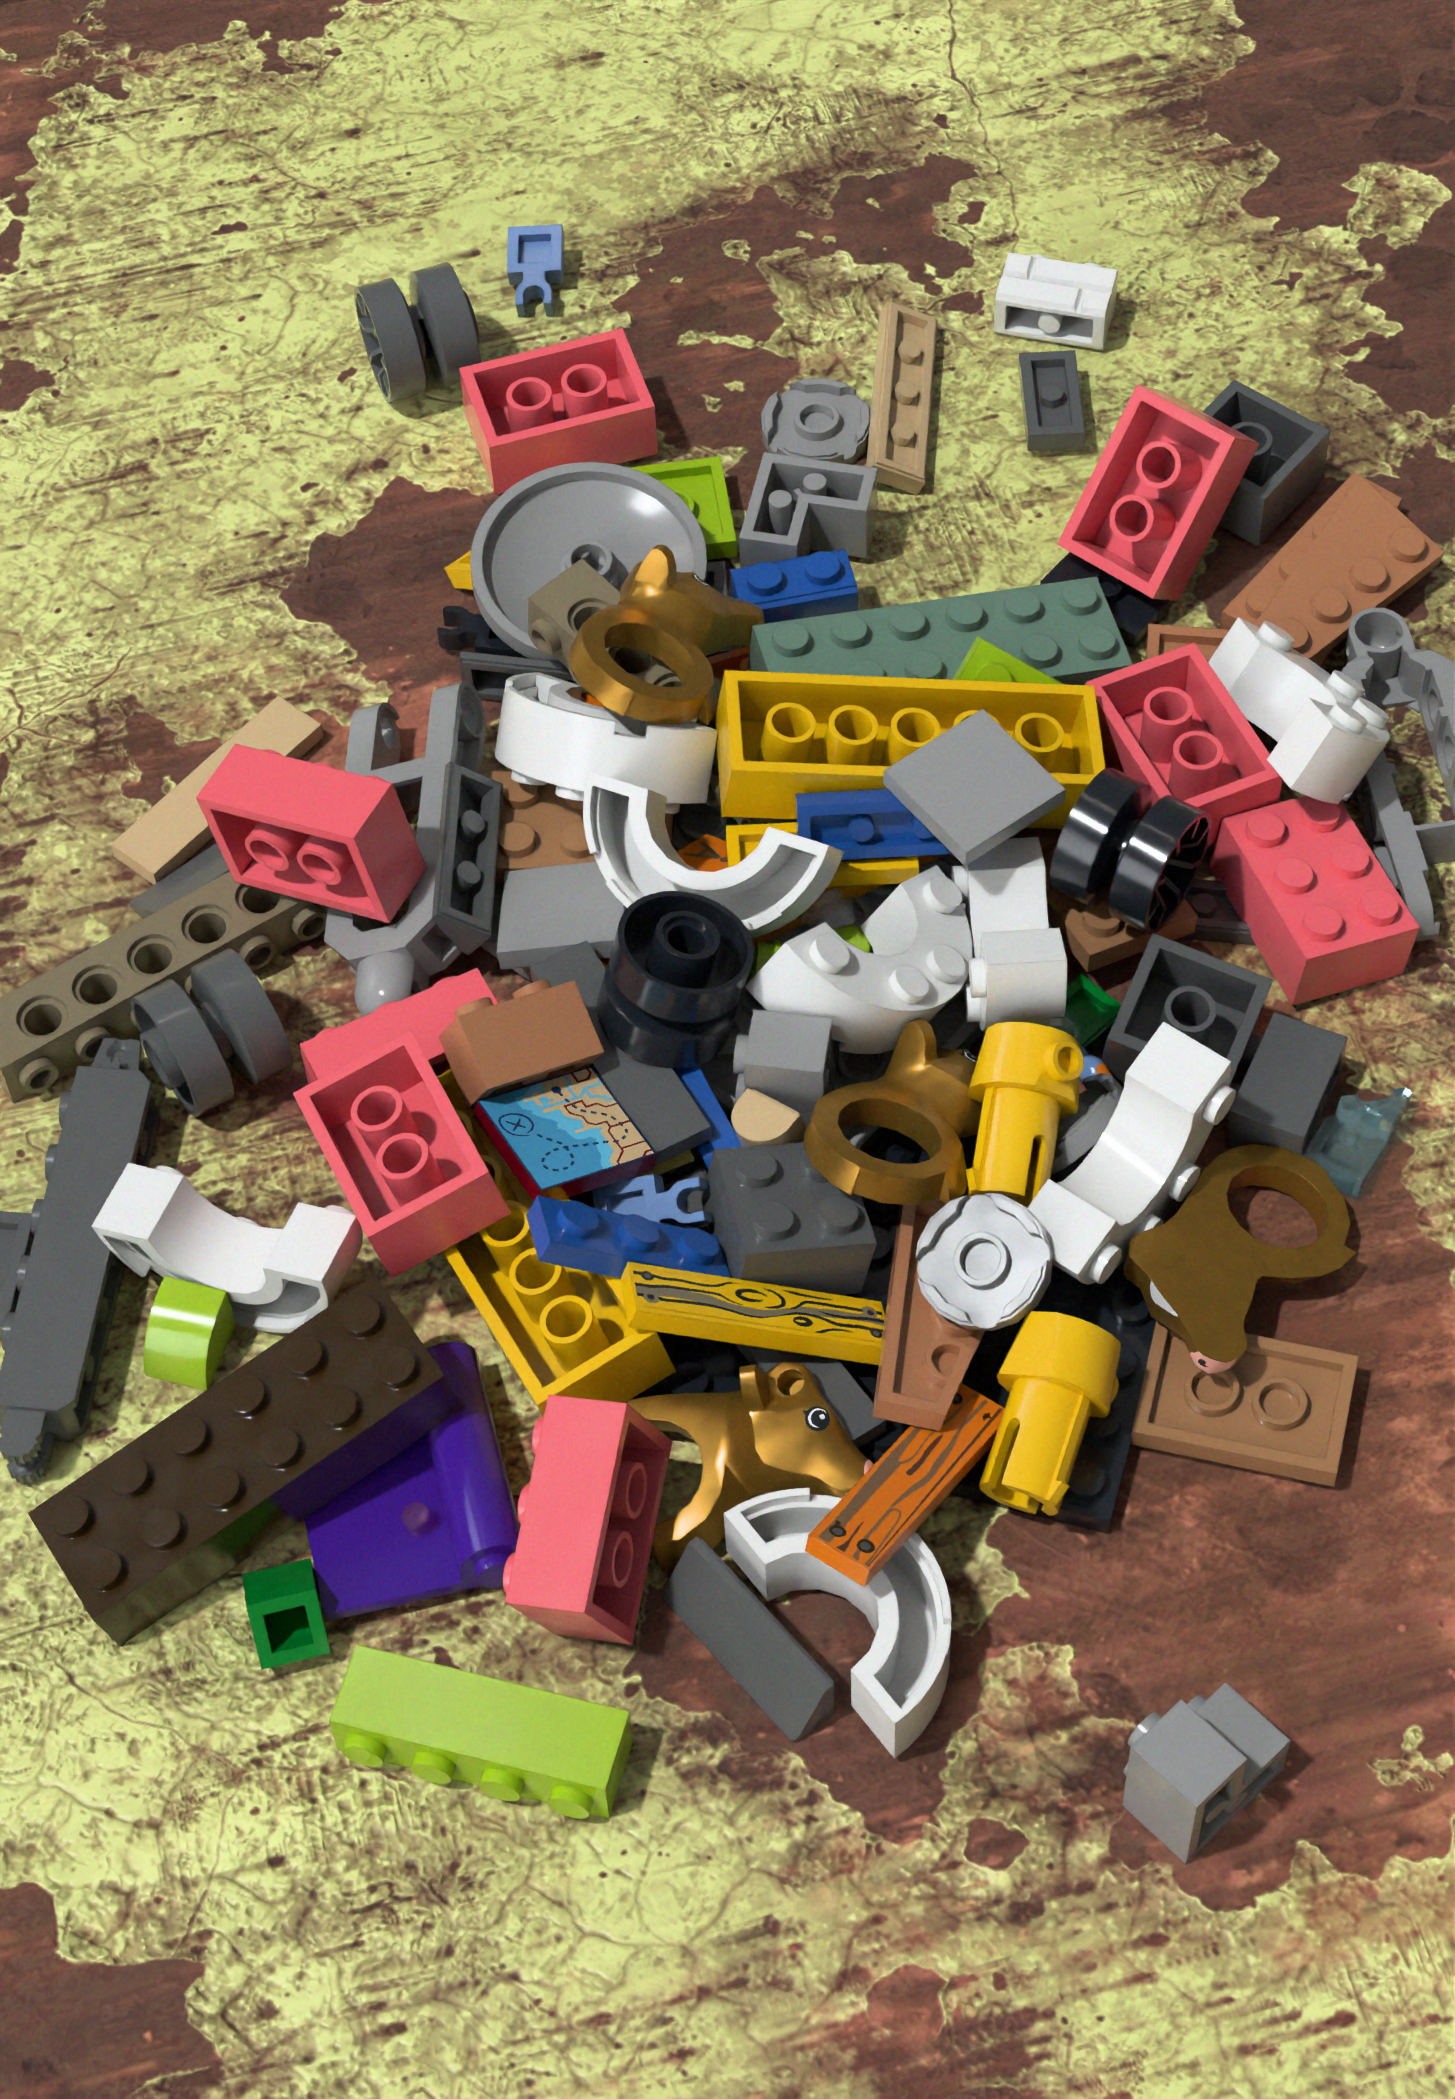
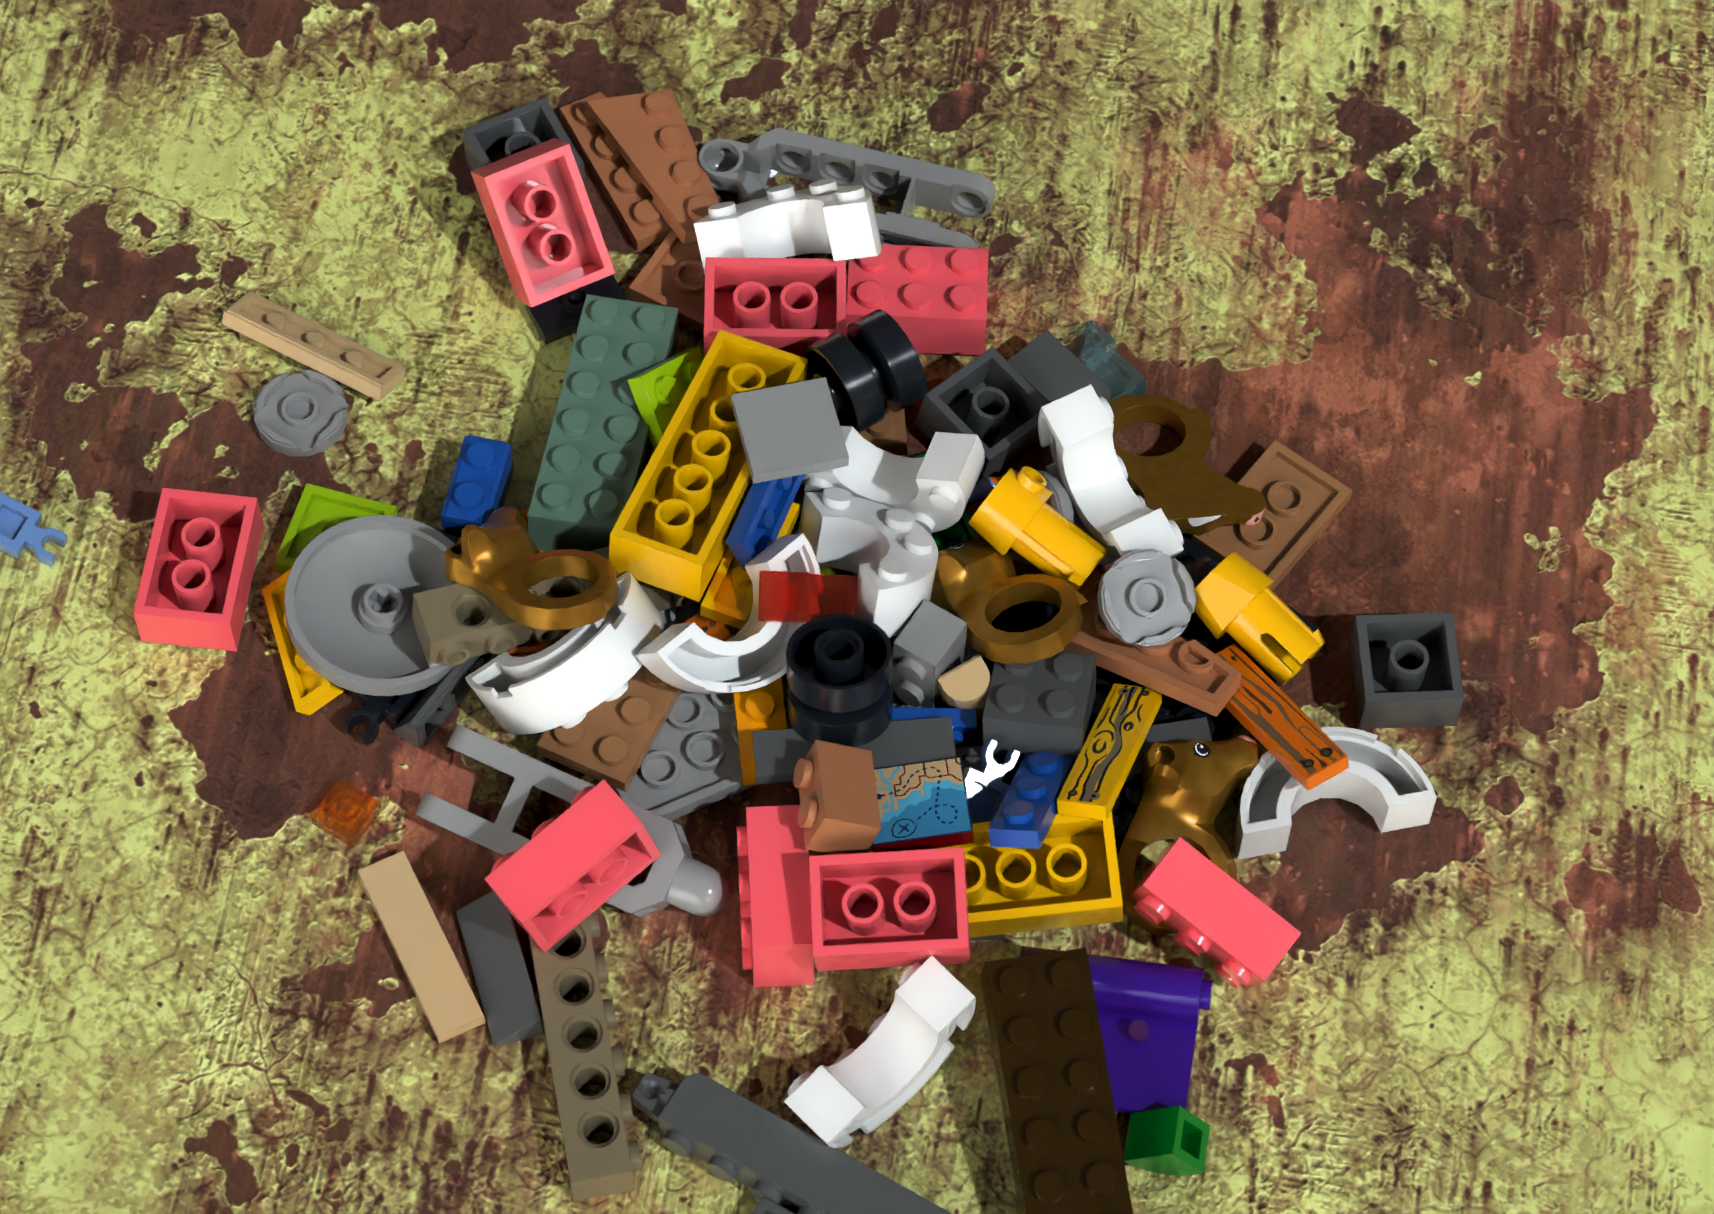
camera: 70 degrees left, 5 degrees up
(187, 1333) = (913, 1129): lime brick -> none
(229, 1023) = (676, 1015): dark grey wheel -> none
(348, 662) = (346, 813): none -> clear orange plate
(433, 328) = (60, 631): dark grey wheel -> none
(467, 857) = (625, 780): dark grey slope -> none
(481, 1732) = (1313, 1052): lime brick -> none
(553, 911) = (699, 745): light grey tile -> none
(749, 1642) = (1317, 868): dark grey slope -> none
(752, 887) = (804, 596): none -> clear red slope
(808, 507) = (400, 453): light grey brick -> none
(1051, 400) = (378, 254): dark grey plate -> none
(1055, 301) = (285, 208): white brick -> none
(1090, 1632) = (1406, 670): none -> dark grey brick
(1200, 1768) = (1523, 652): light grey brick -> none

